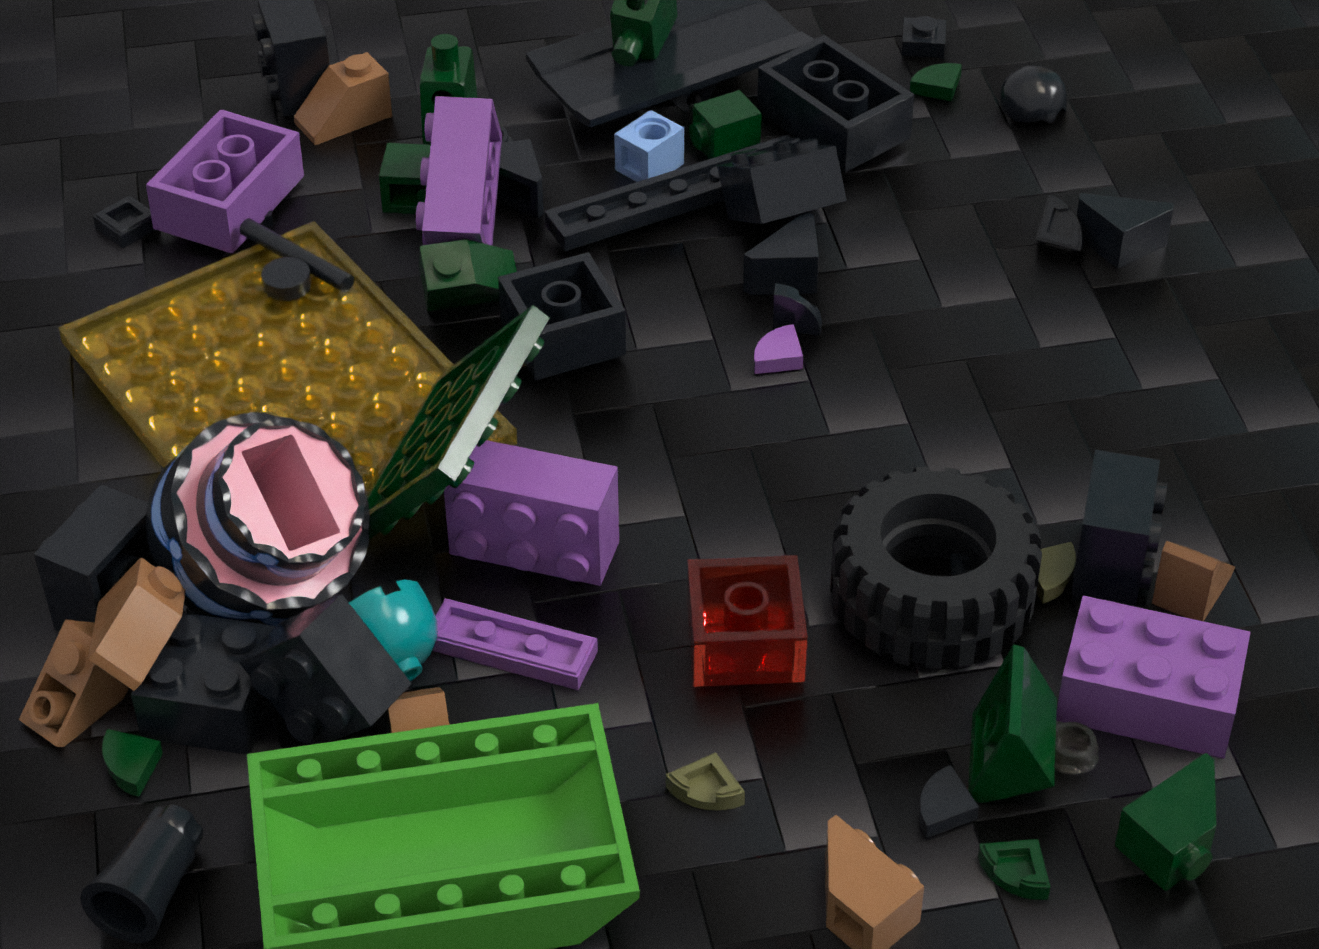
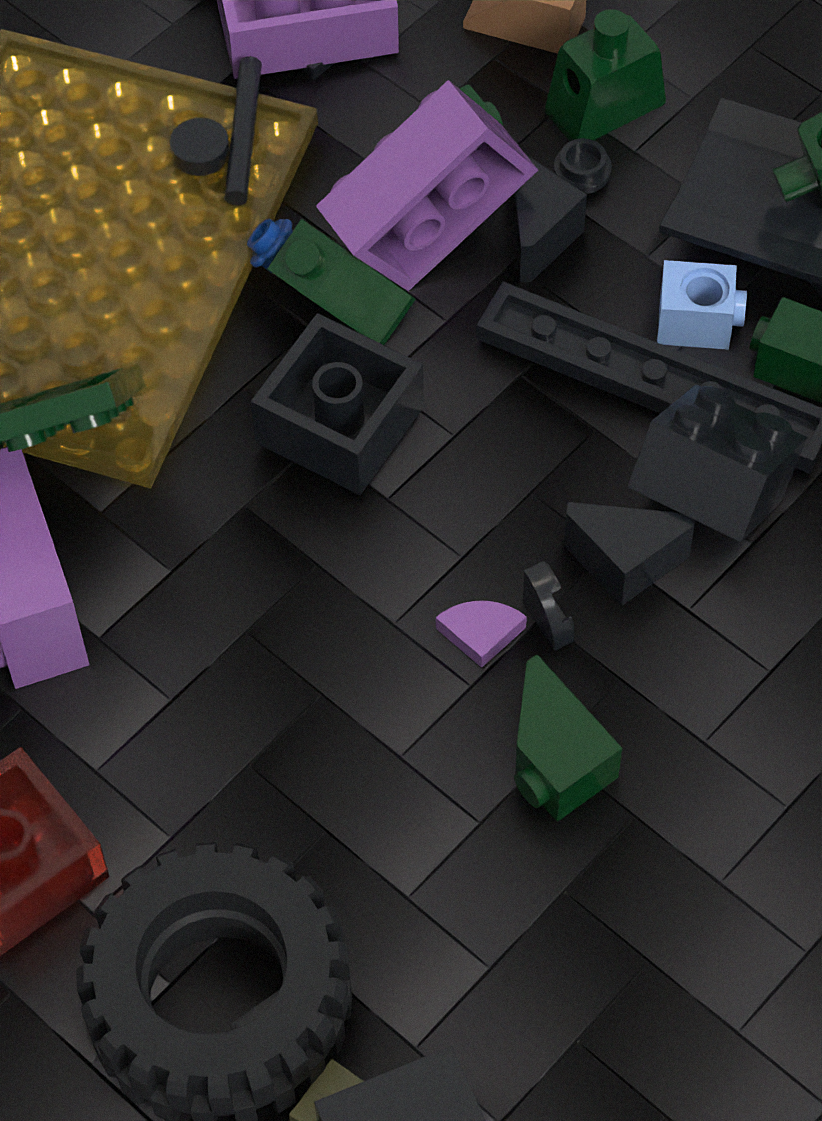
camera: 55 degrees right, 15 degrees up
(403, 287) = (268, 240): none -> blue plate
(892, 352) = (560, 746): none -> dark green slope

